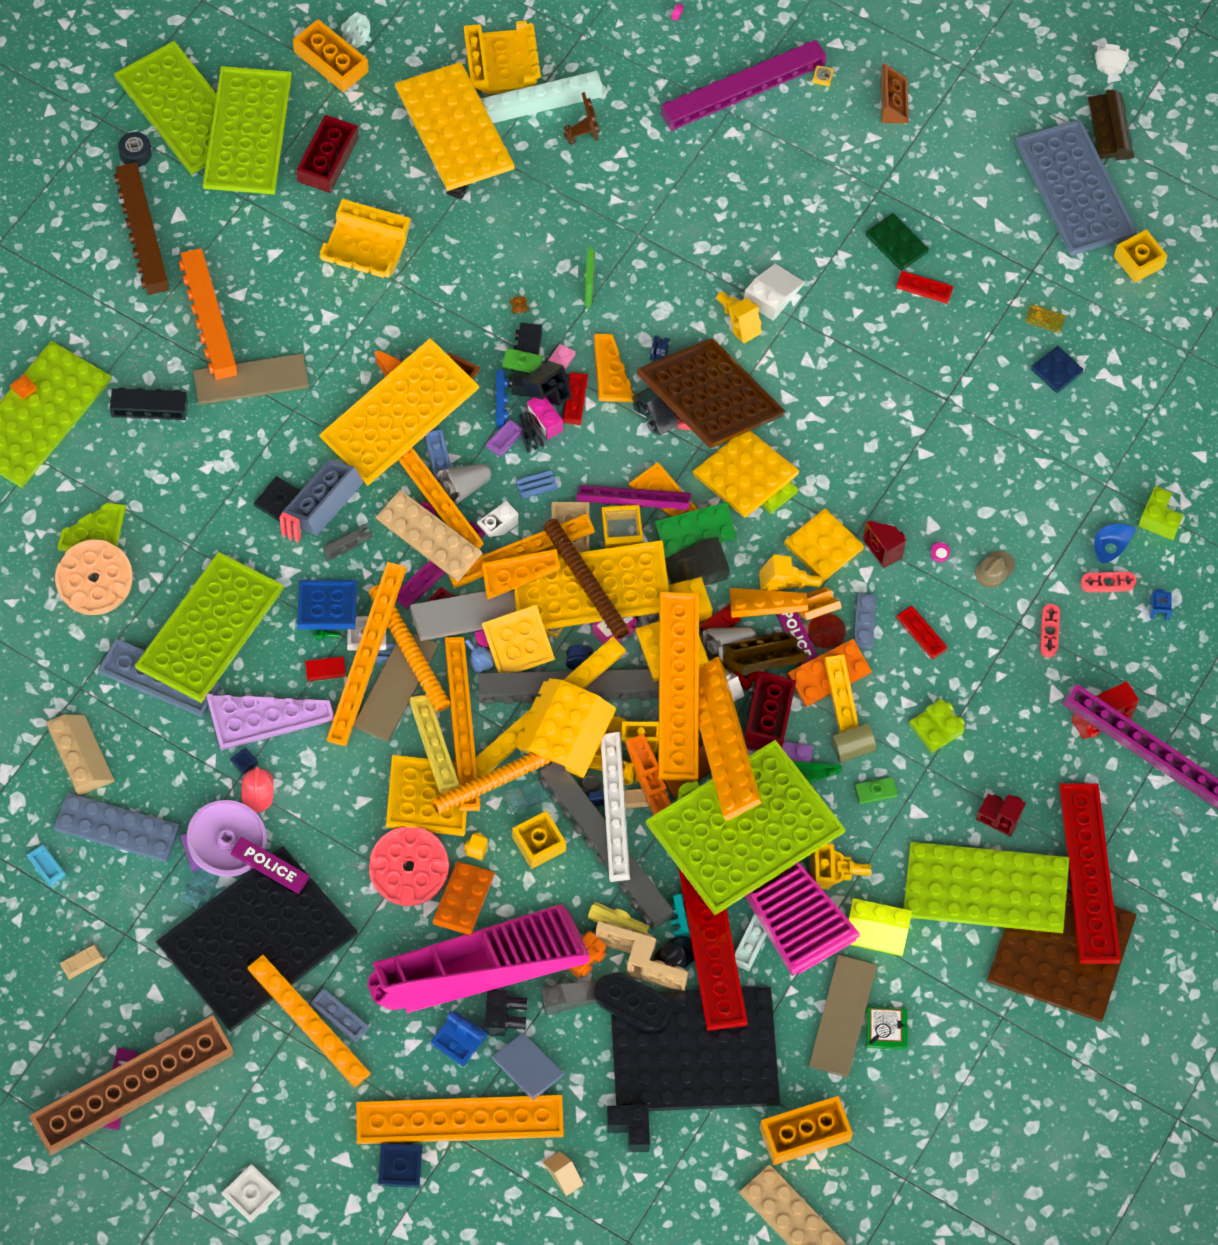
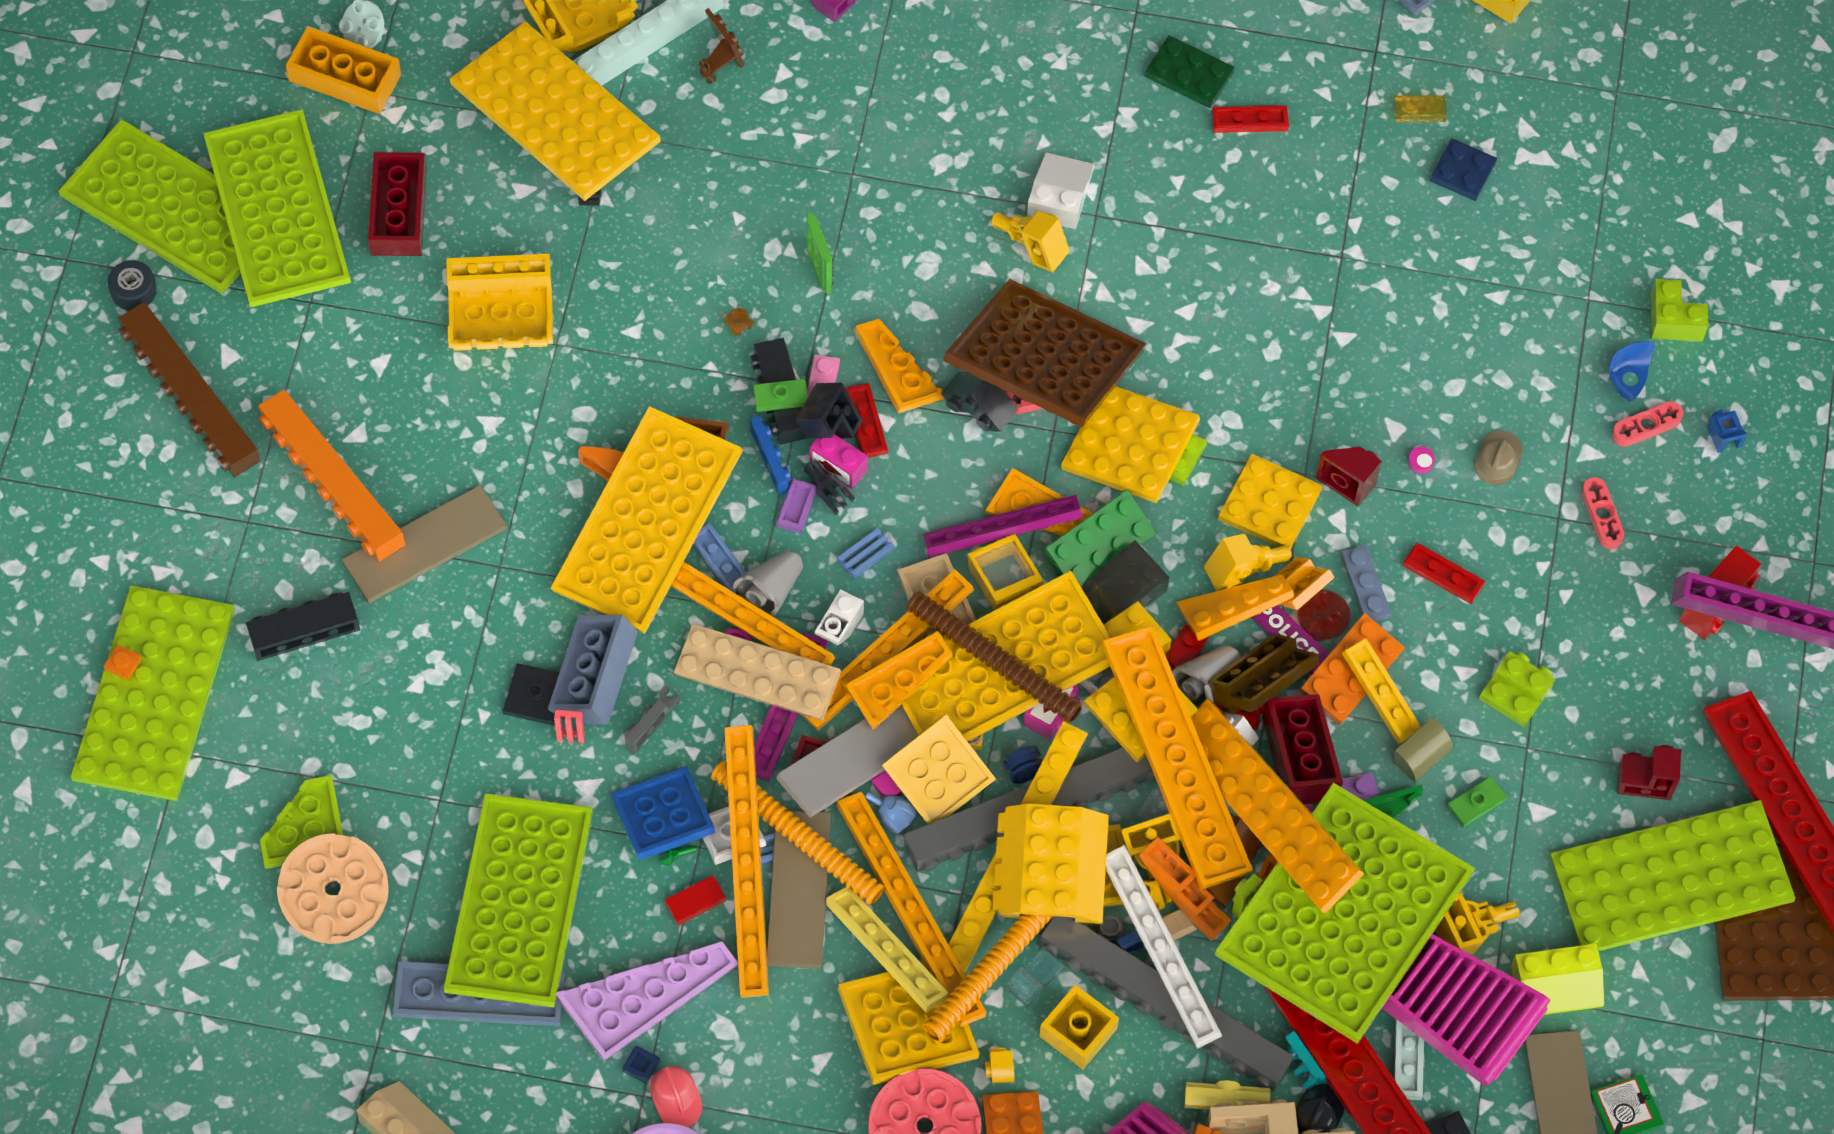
camera: 20 degrees left, 0 degrees up
(662, 348) = (952, 317): dark blue wheel -> none

